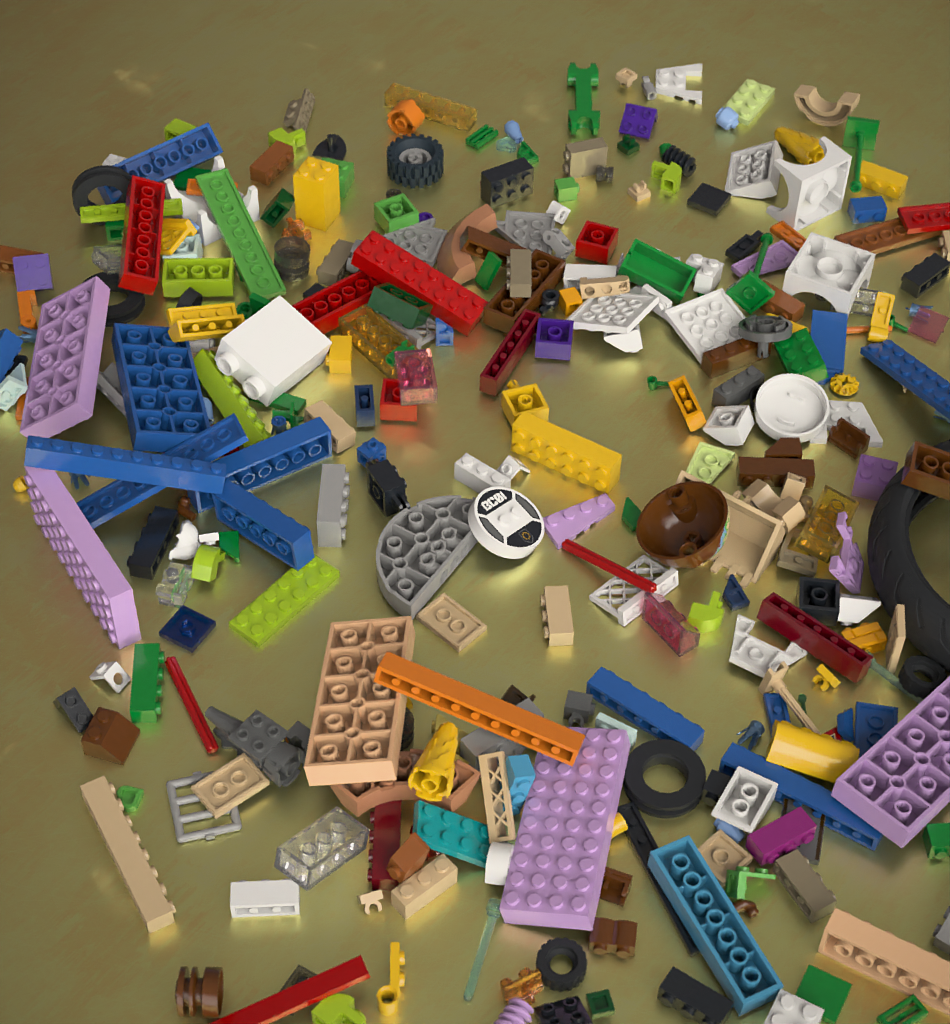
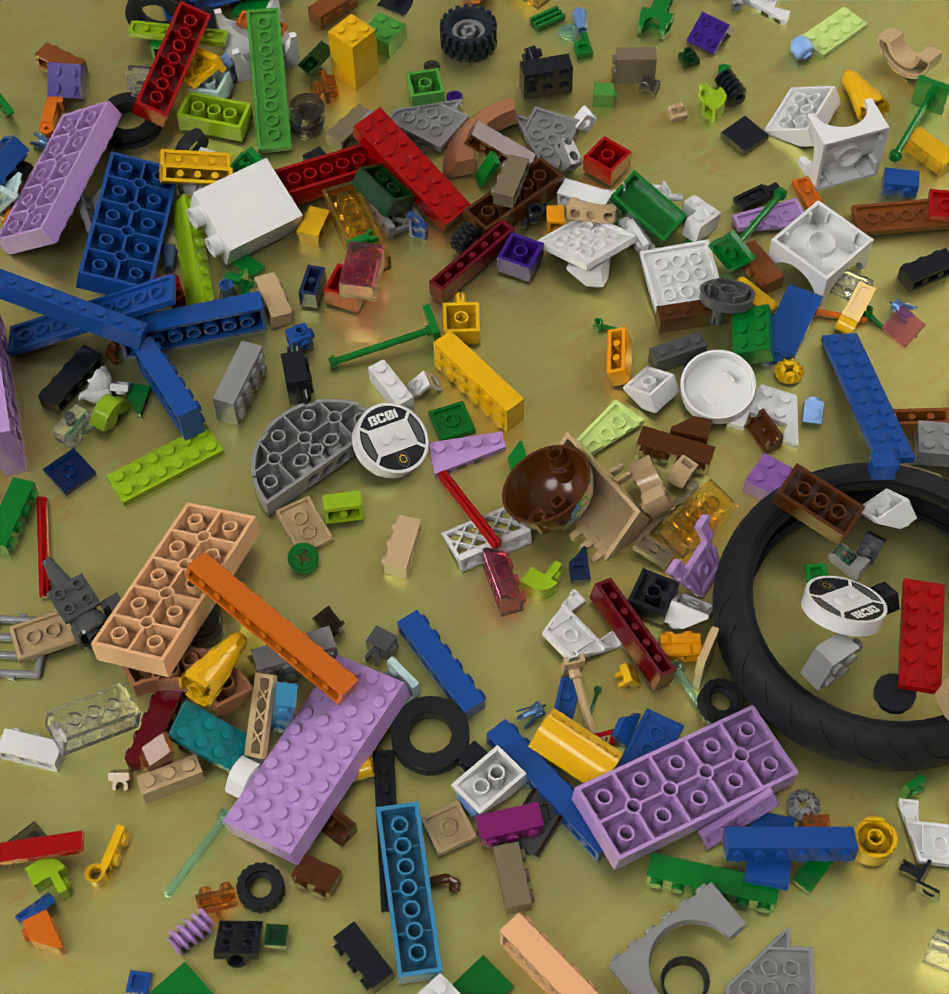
camera: 20 degrees right, 10 degrees up
(470, 644) = (311, 554): none -> green gear
(482, 166) = (531, 53): none -> black gear
(484, 594) = (343, 507): none -> lime brick
(495, 333) = (465, 237): none -> black tyre
(499, 416) = (430, 329): none -> green tile
(552, 496) = (452, 421): none -> green tile
(736, 880) = (449, 852): bright green bracket -> none
(883, 411) = (813, 410): none -> light blue bracket

